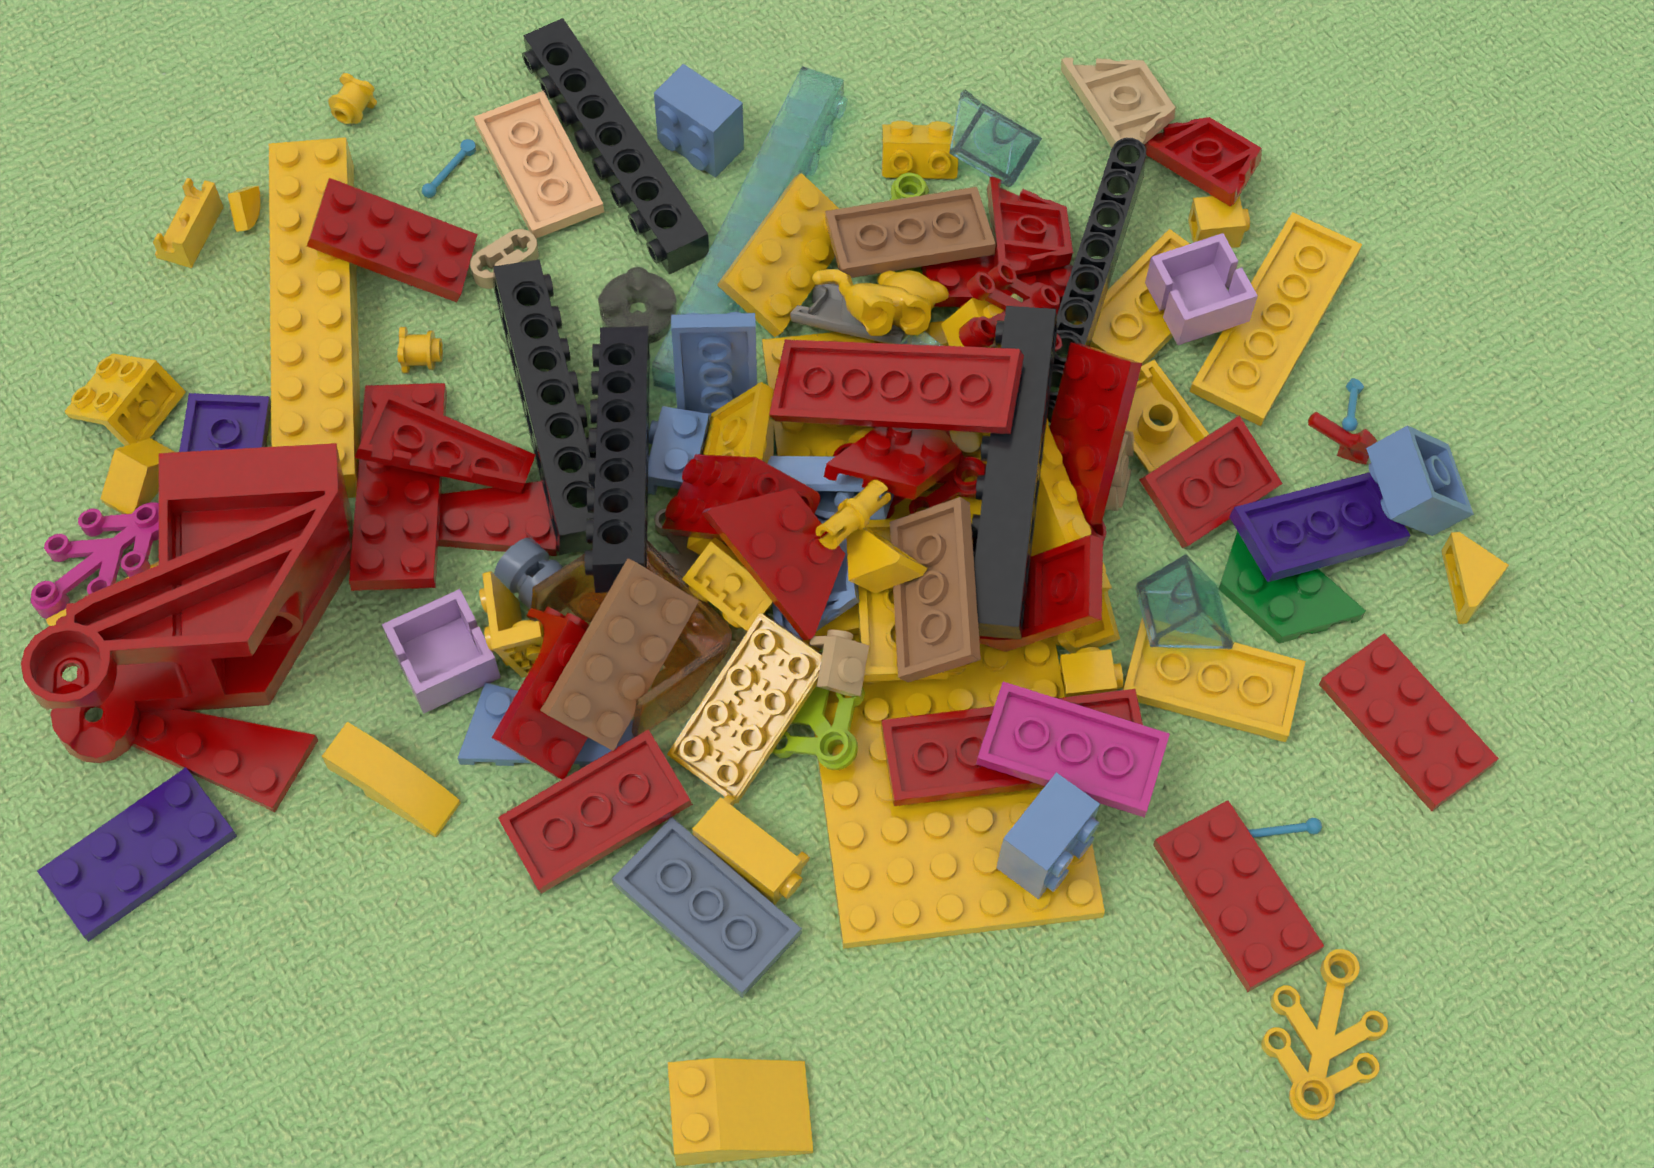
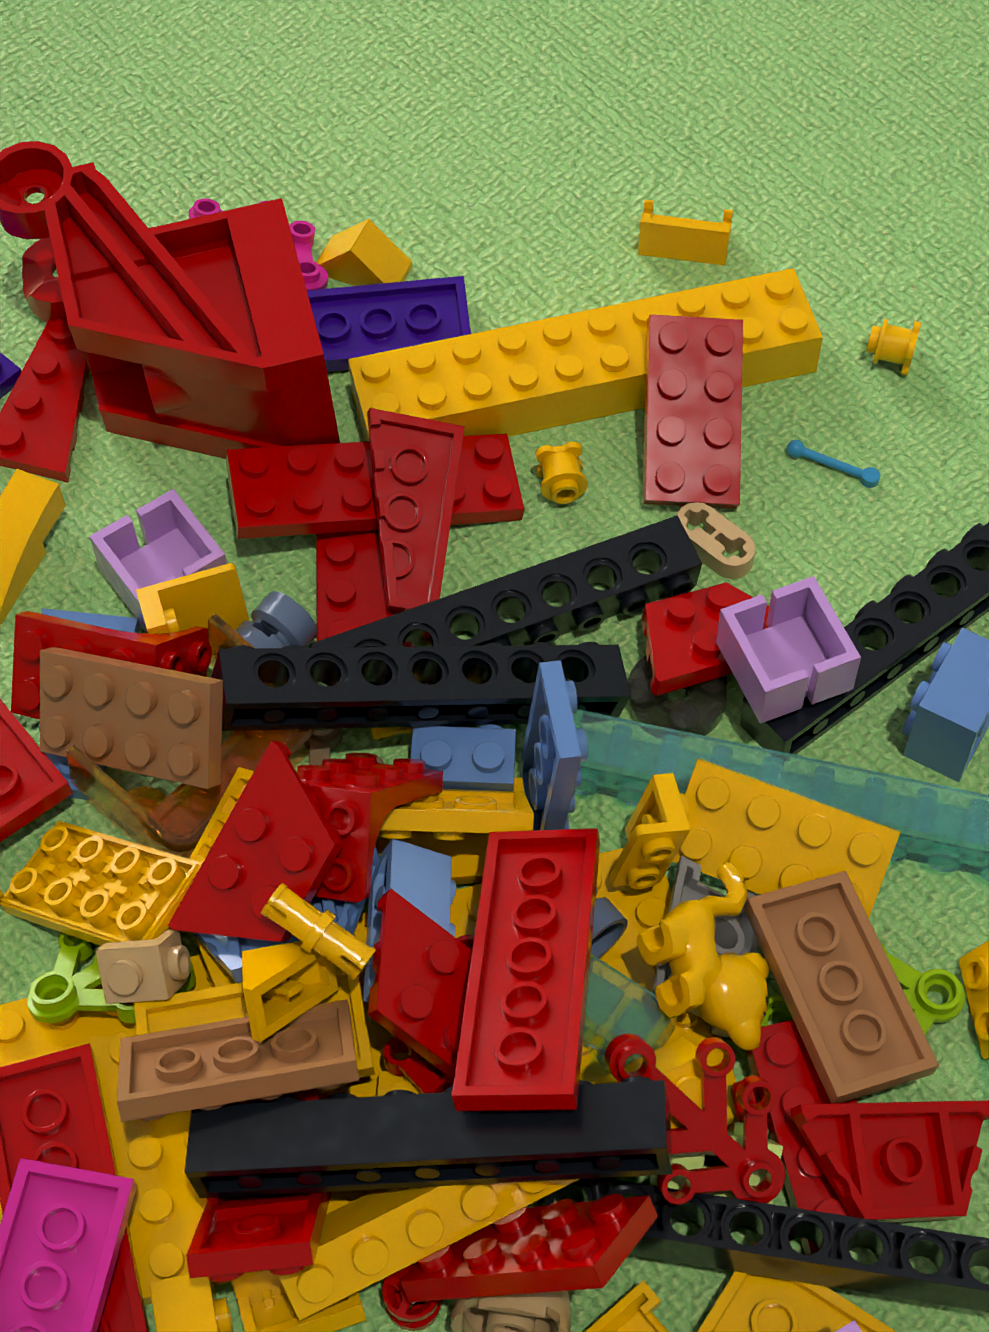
camera: 85 degrees right, 5 degrees down
(127, 397) = (448, 228): yellow bracket -> none
(245, 207) = (719, 270): yellow tile -> none
(538, 164) = (863, 543): light nougat plate -> none
(598, 268) = (684, 637): none -> red wing
(644, 205) = (795, 657): none -> lavender piece
(778, 314) = (653, 834): none -> yellow bracket

